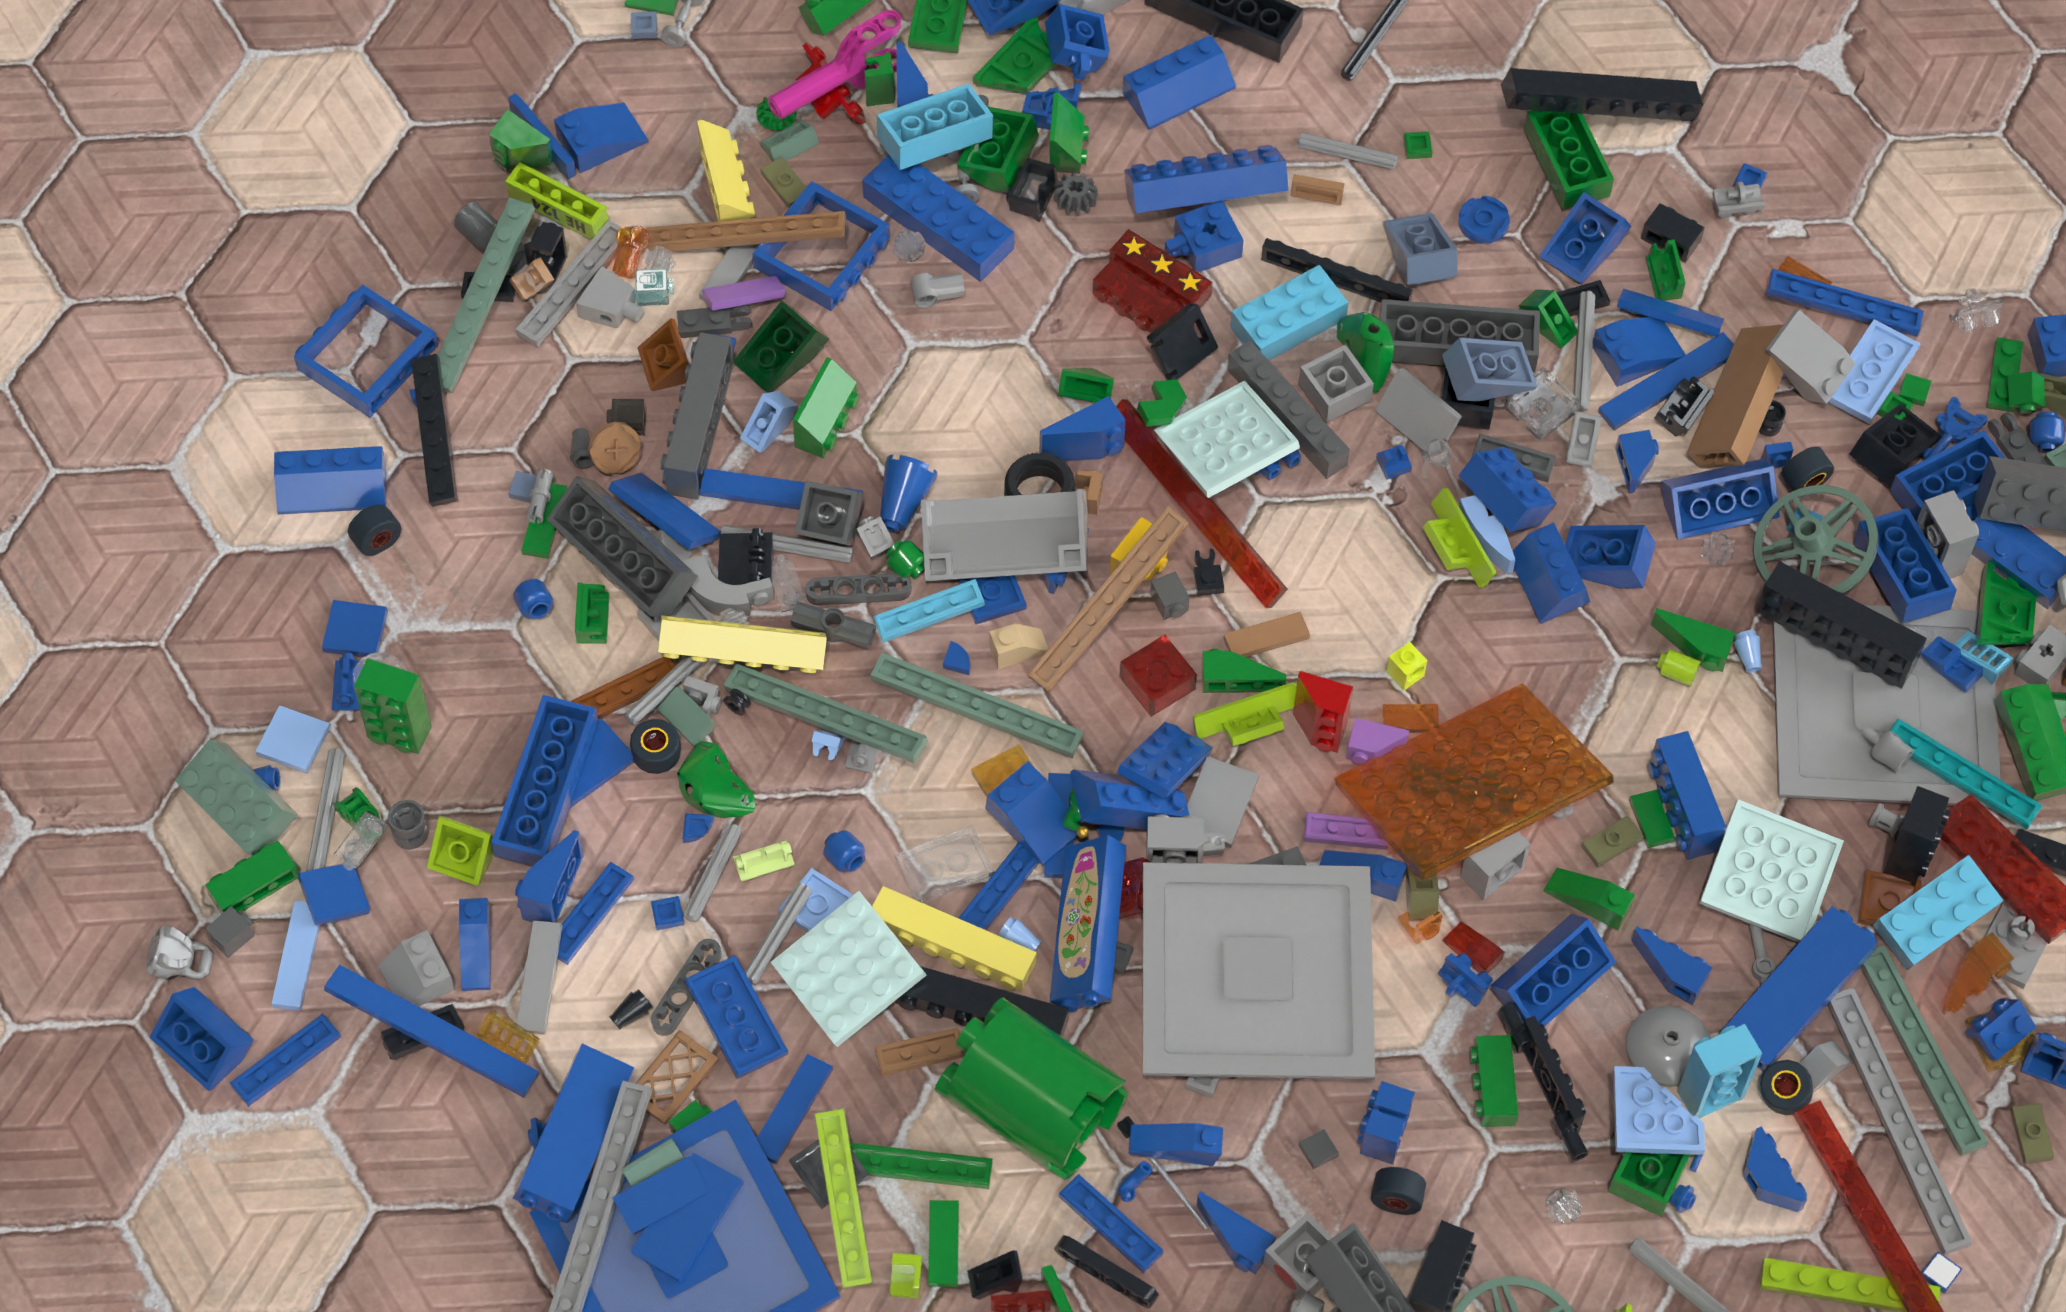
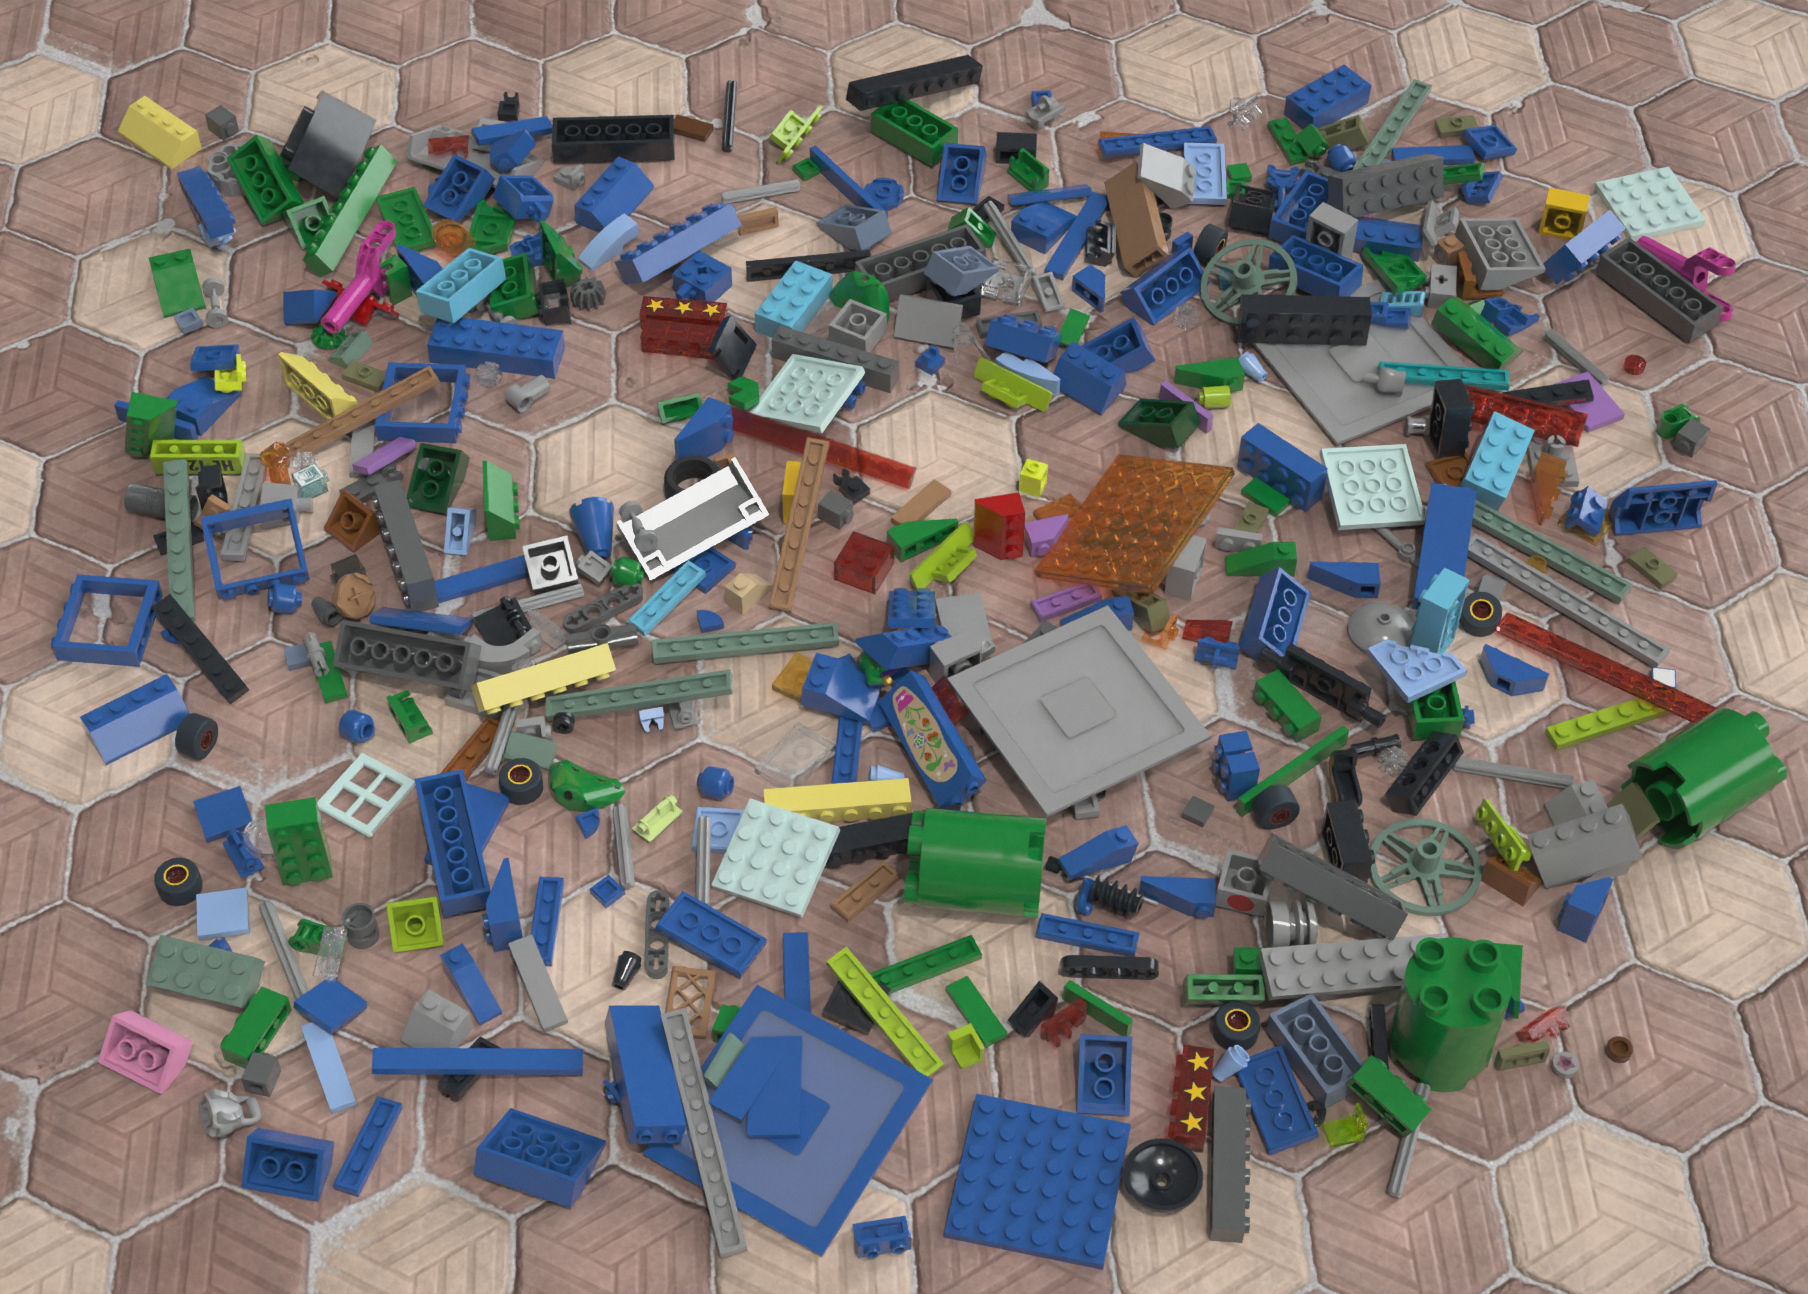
camera: 30 degrees left, 10 degrees down
(140, 847) = (144, 1050): none -> bright pink slope
(269, 682) = (178, 881): none -> black wheel
(430, 1160) = (538, 1157): none -> blue slope
(495, 1041) = (519, 1030): clear yellow slope -> none
(500, 679) = (385, 807): none -> light aqua window
(548, 413) = (284, 598): none -> blue head
(556, 301) = (247, 517): none -> blue window
(643, 85) = (214, 357): none -> blue tile
(644, 117) = (231, 379): none -> neon yellow bracket
(771, 66) = (306, 305): none -> blue slope
(941, 534) = (645, 539): none -> light grey wheel
(971, 56) = (452, 237): none -> clear orange piece
(1137, 139) = (609, 242): none -> light blue slope
(1150, 32) = (570, 177): none -> light grey bracket
(1161, 1200) = (1116, 897): none -> black piece
(1324, 29) = (692, 128): none -> reddish brown tile
(1429, 86) = (790, 130): none -> lime bracket
(1446, 189) = (842, 181): none -> blue tile
(1453, 1157) = (1296, 767): none -> green tile
(1496, 1199) = (1344, 776): none -> black animal
(1559, 1178) = (1376, 745): none -> black pin
(1578, 500) = (1073, 327): none -> green slope
(1578, 856) = (1236, 540): none -> light grey plate
(1586, 1238) = (1424, 773): none -> black brick
(1597, 667) = (1161, 421): none -> dark green slope
(1638, 663) = (1170, 392): none -> medium lavender tile
(1903, 1058) = (1538, 563): none -> clear yellow plate

